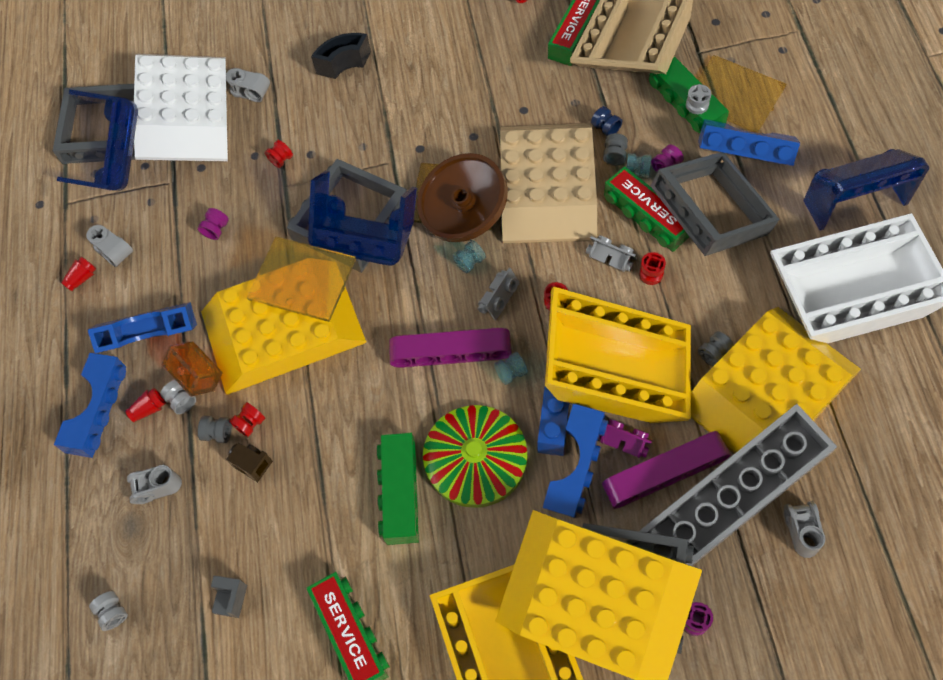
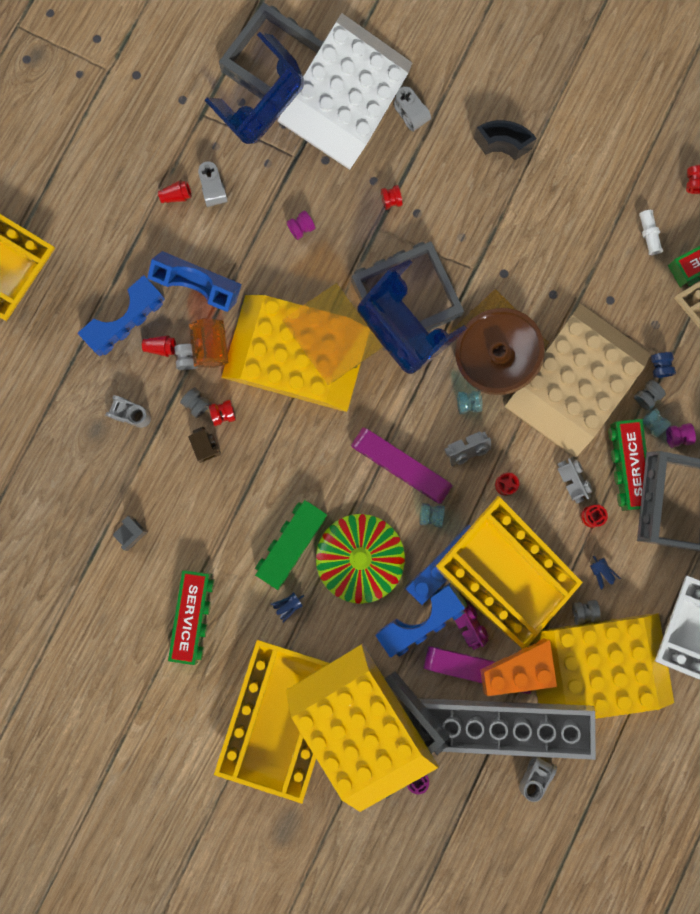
camera: 25 degrees right, 20 degrees up
(108, 610) = (46, 484): light grey wheel -> none
(442, 541) = (287, 606): none -> dark blue piece
(514, 43) = (650, 232): none -> white pin
(695, 303) = (602, 566): none -> dark blue piece
(704, 432) = (522, 671): none -> orange wedge

